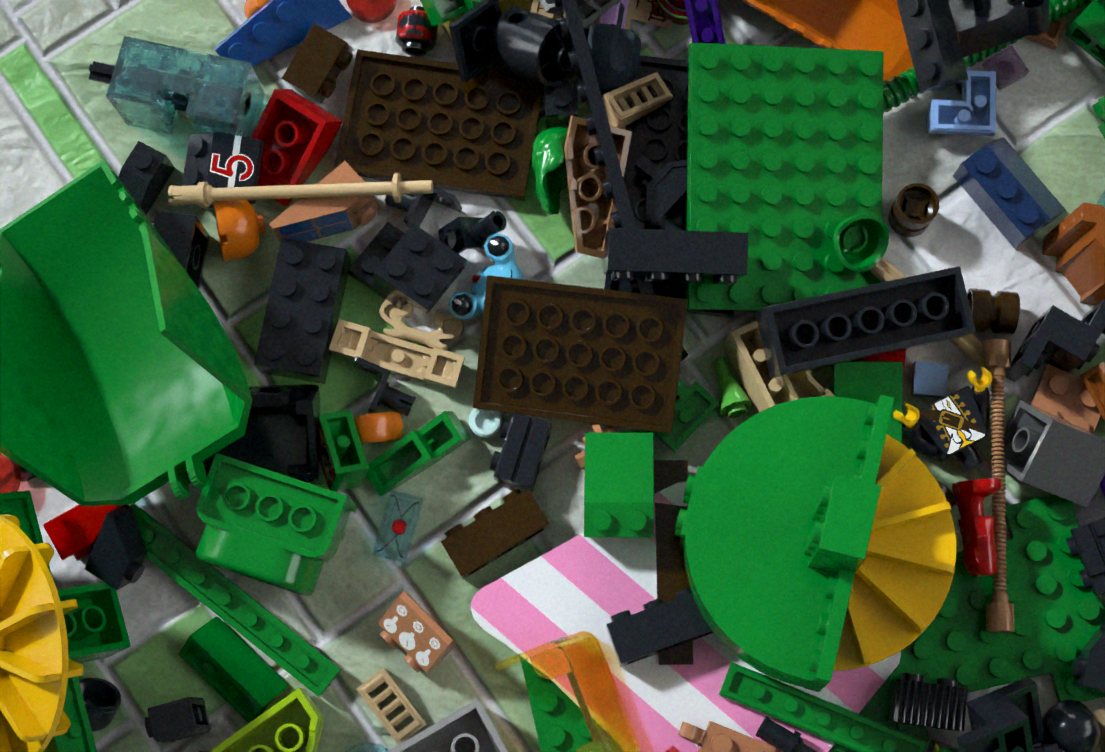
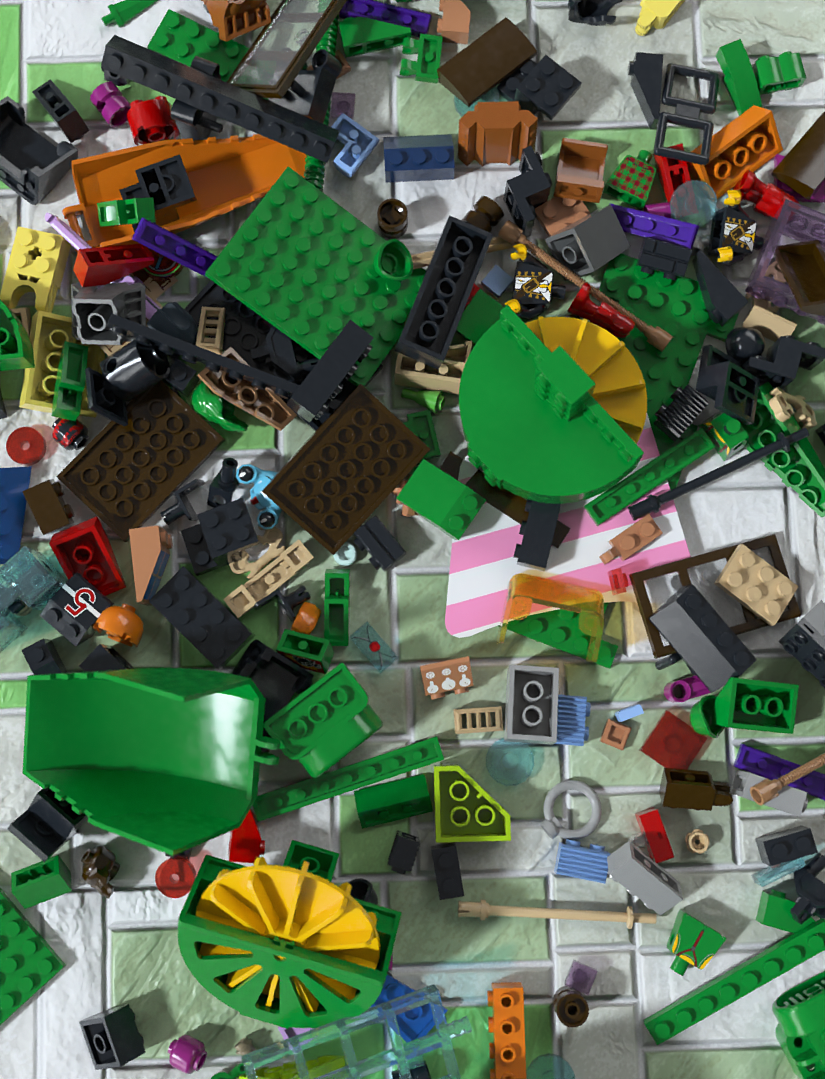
camera: 60 degrees left, 5 degrees up
(118, 549) = (276, 824): black slope -> none
(205, 194) = (90, 628): tan bar -> none
(494, 532) = (416, 591): dark brown brick -> none

